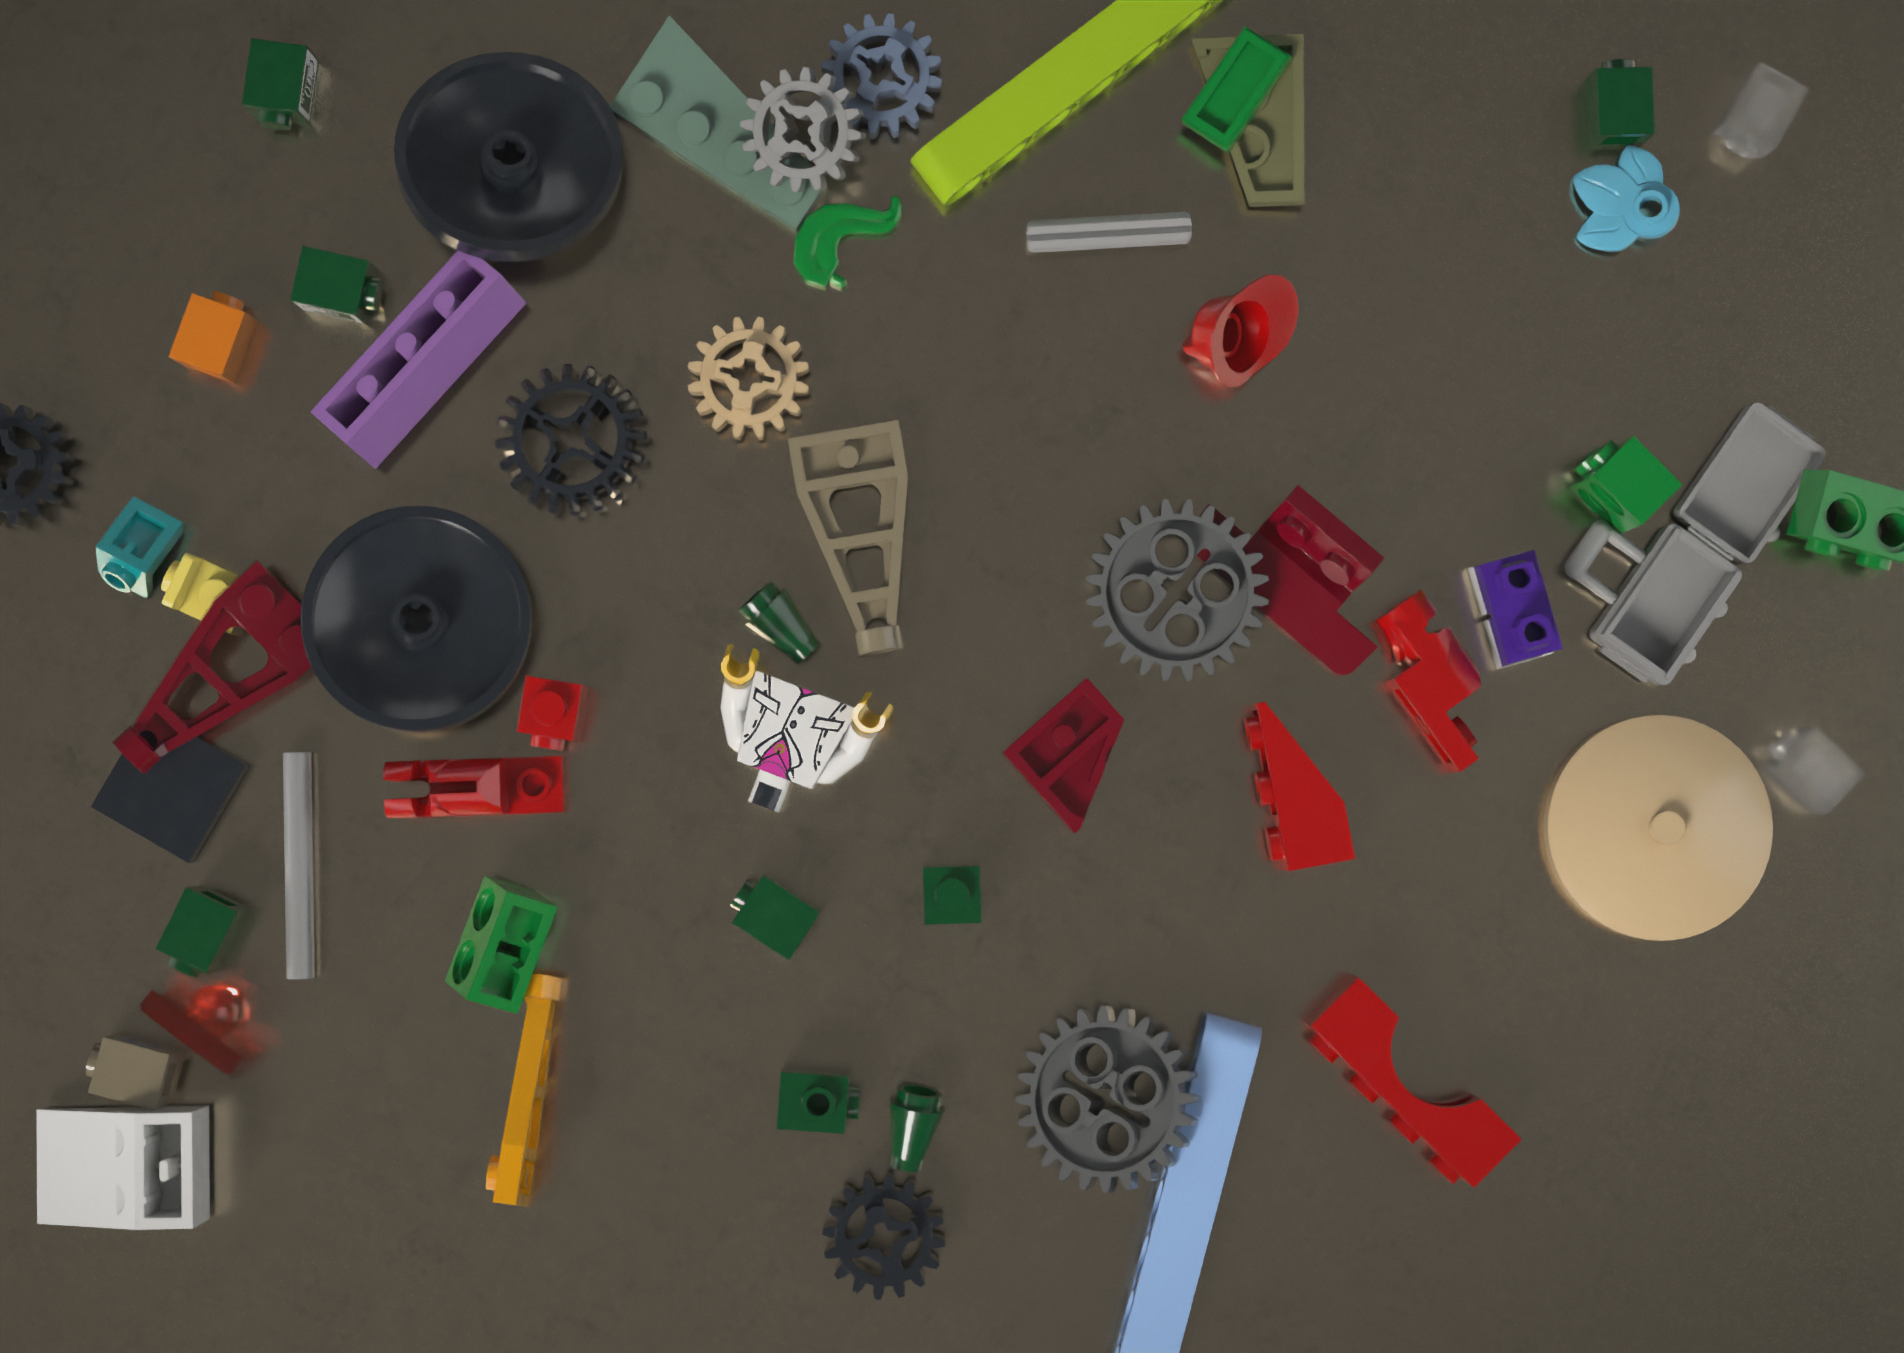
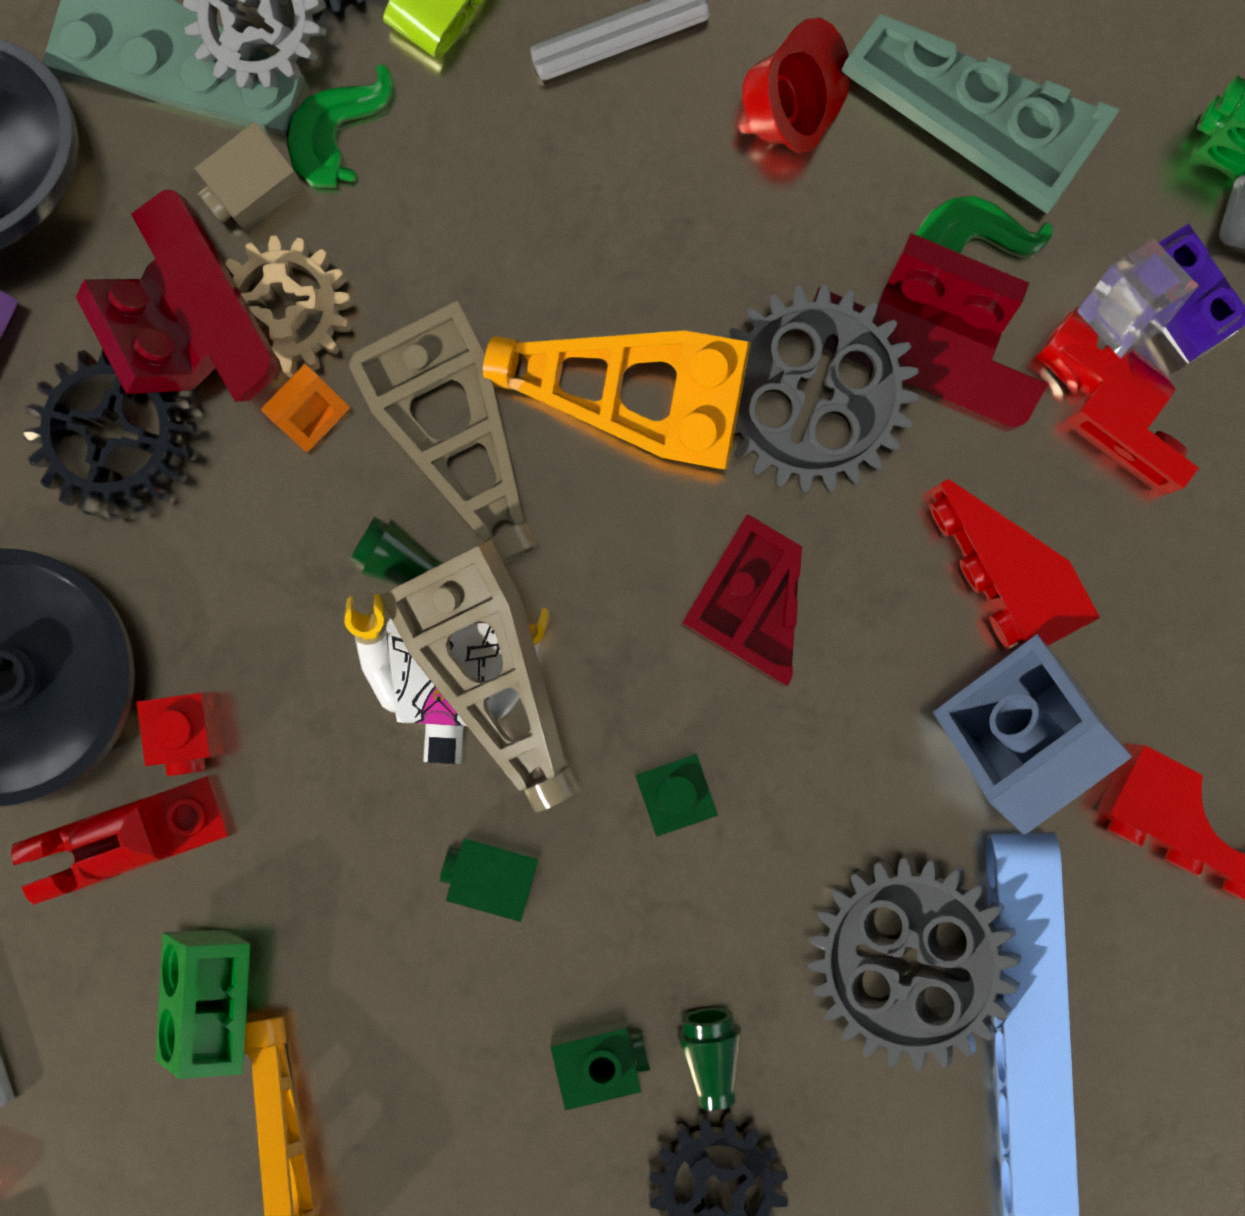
camera: 15 degrees left, 0 degrees up
(661, 358) = (180, 314): none -> dark red plate
(741, 471) = (305, 408): none -> orange plate
(752, 260) = (247, 178): none -> dark tan brick
(820, 672) = (481, 590): none -> dark tan plate
(1081, 568) = (703, 400): none -> light orange plate
(1264, 938) = (1031, 735): none -> sand blue brick
(1358, 483) = (975, 218): none -> green piece
(1404, 405) = (1001, 122): none -> sand green wing
(1467, 600) = (1137, 298): none -> clear brick

